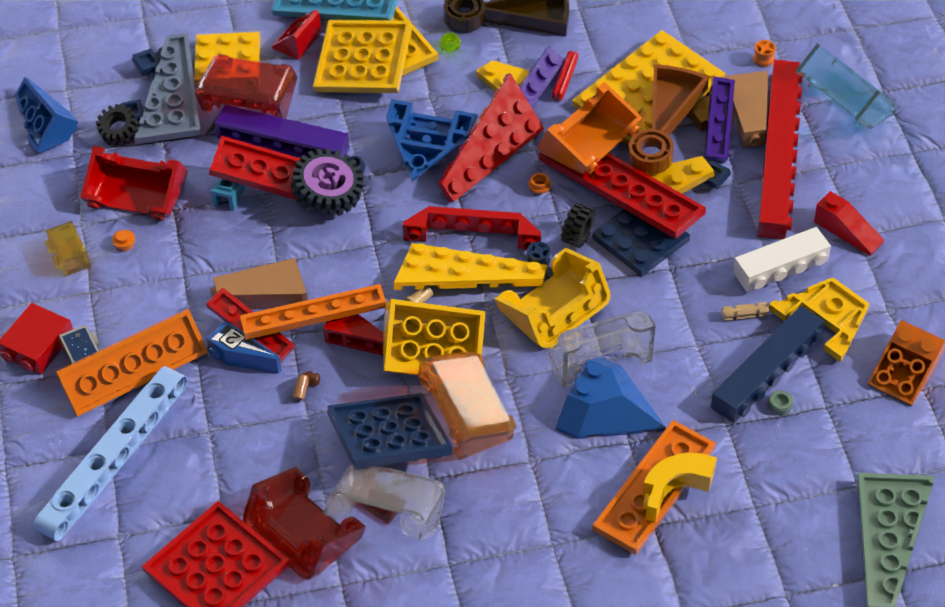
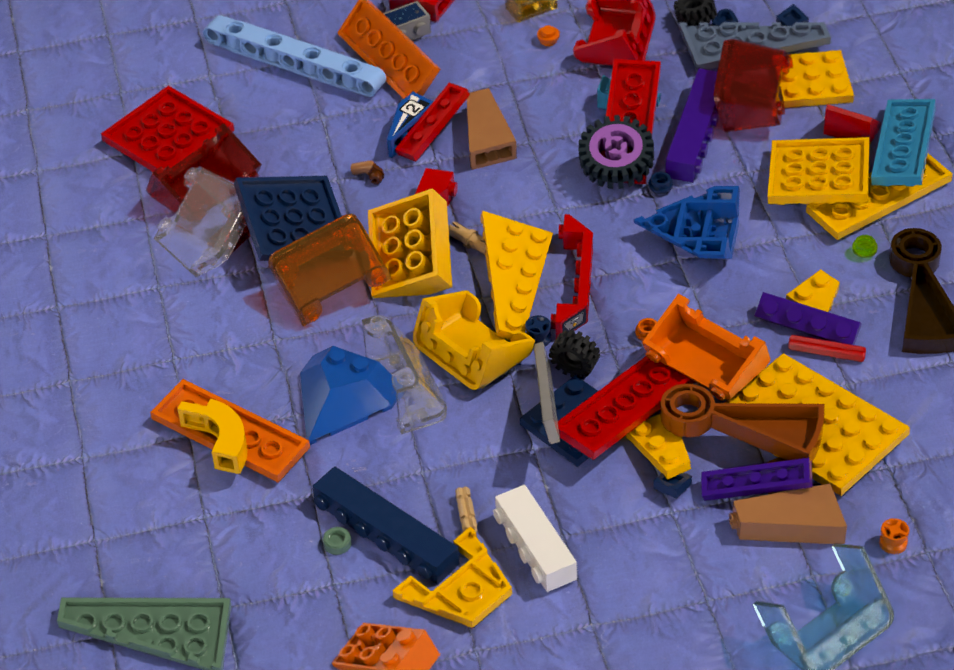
camera: 90 degrees right, 5 degrees down
(313, 311) = (439, 154): orange plate -> none
(496, 136) = (713, 283): wing -> none
(639, 235) = (546, 393): none -> light grey tile
(779, 151) = (716, 543): red brick -> none
(847, 223) = (601, 608): red slope -> none

